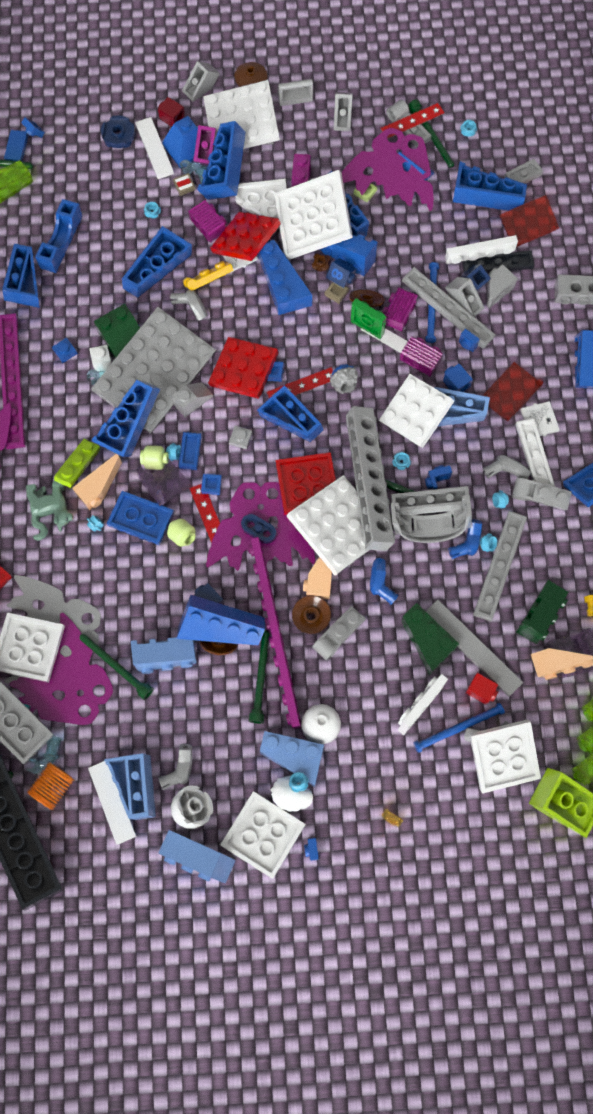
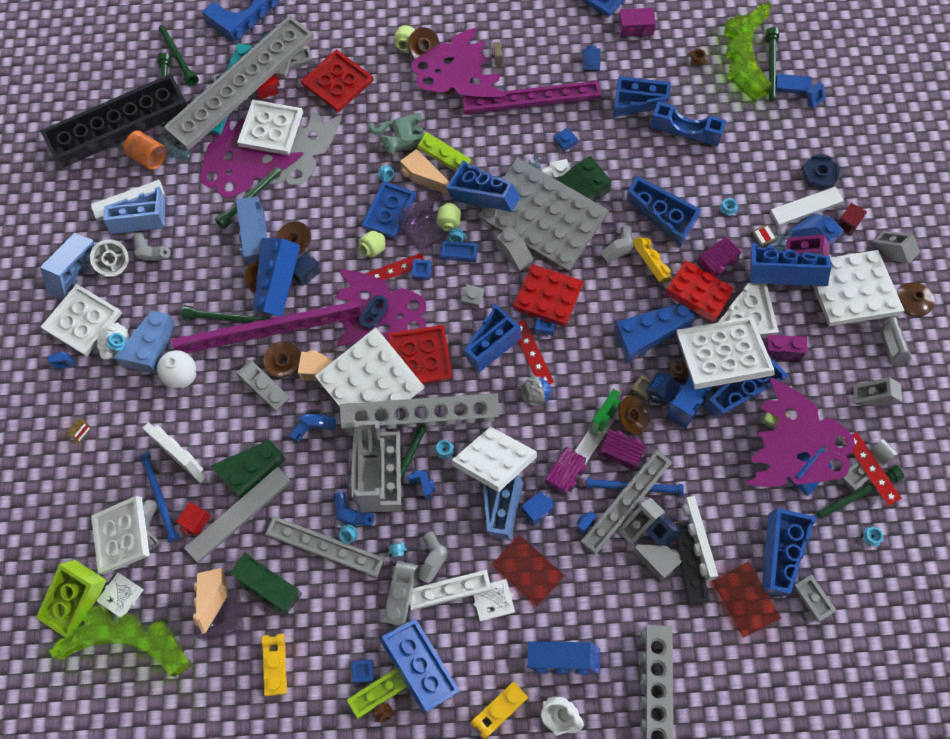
camera: 90 degrees right, 5 degrees down
(163, 605) = (296, 230): none -> reddish brown dish
(560, 753) = (120, 595): none -> white piece

